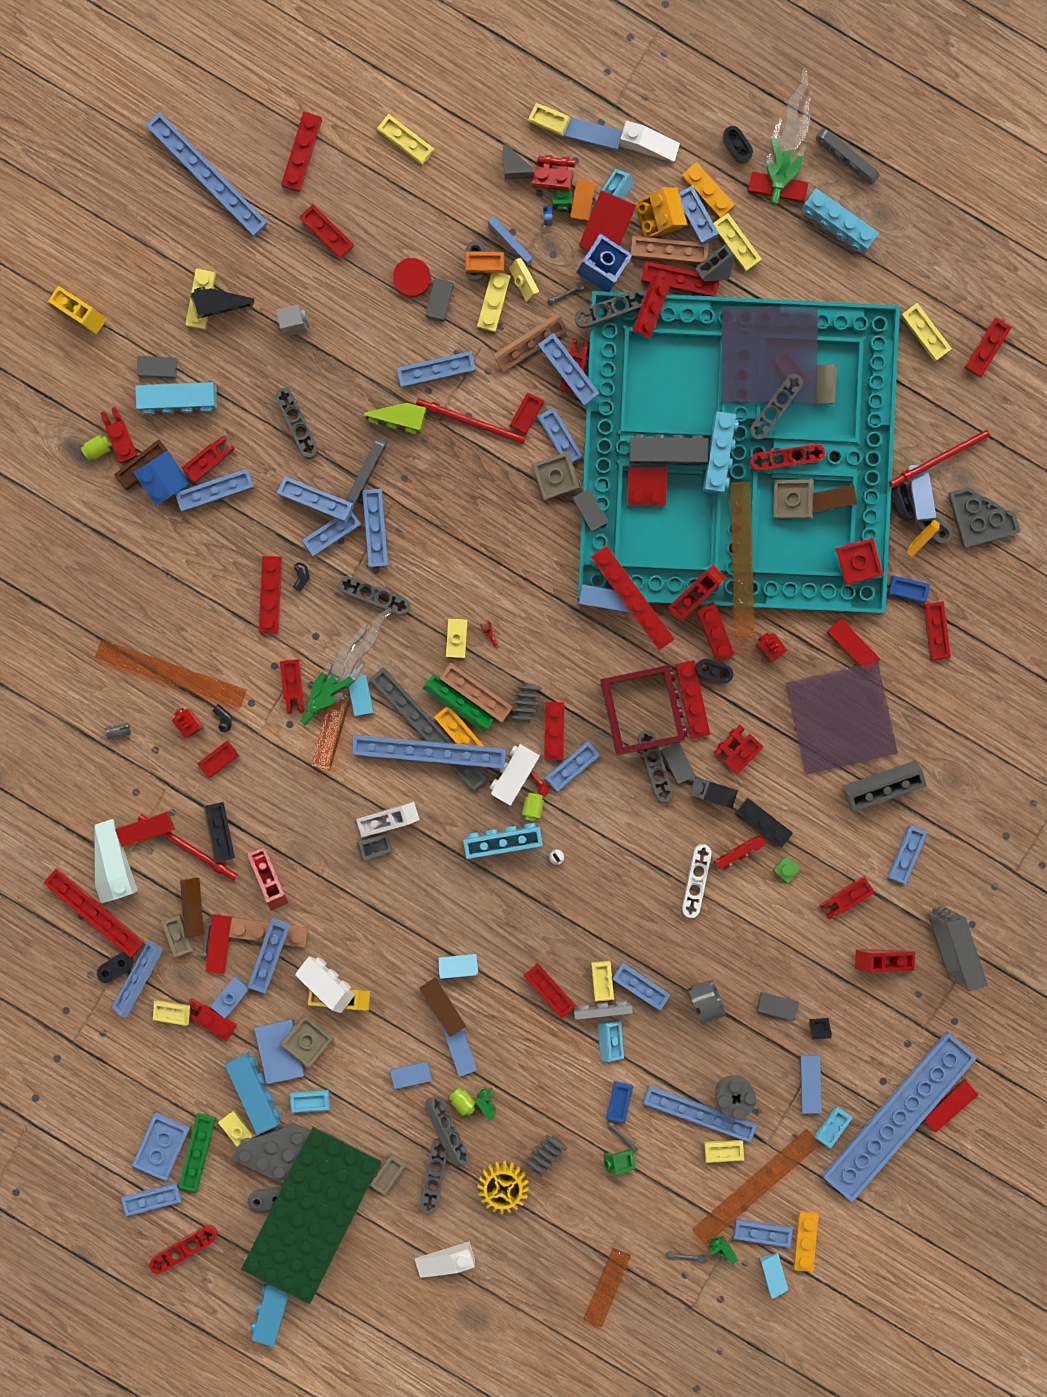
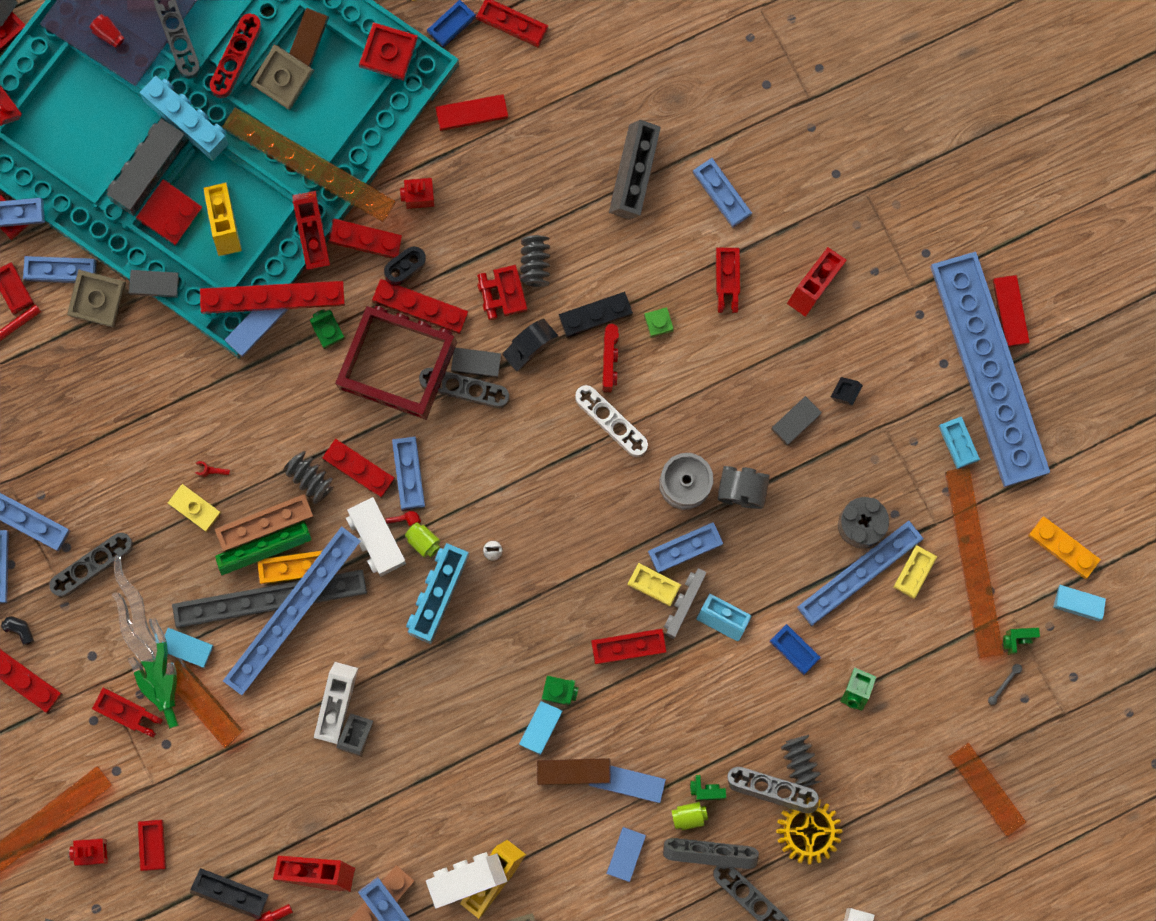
camera: 65 degrees left, 10 degrees down
(225, 718) = (112, 808): black arm -> none
(491, 963) = (559, 690): none -> green bracket
(512, 1148) = (774, 786): none -> dark grey beam
(611, 1125) = (814, 674): dark grey hinge -> none
(636, 646) = (326, 328): none -> green bracket
(666, 525) = (222, 219): none -> yellow slope
(690, 970) = (688, 467): none -> light grey wheel
(747, 355) = (106, 30): none -> red cone
(762, 1233) = (1028, 587): medium blue tile -> none
(774, 758) = (533, 261): none -> dark grey piece
(810, 1084) = (899, 438): medium blue tile -> none
(841, 717) = (538, 170): piece -> none
(957, 948) = (846, 184): dark grey window -> none

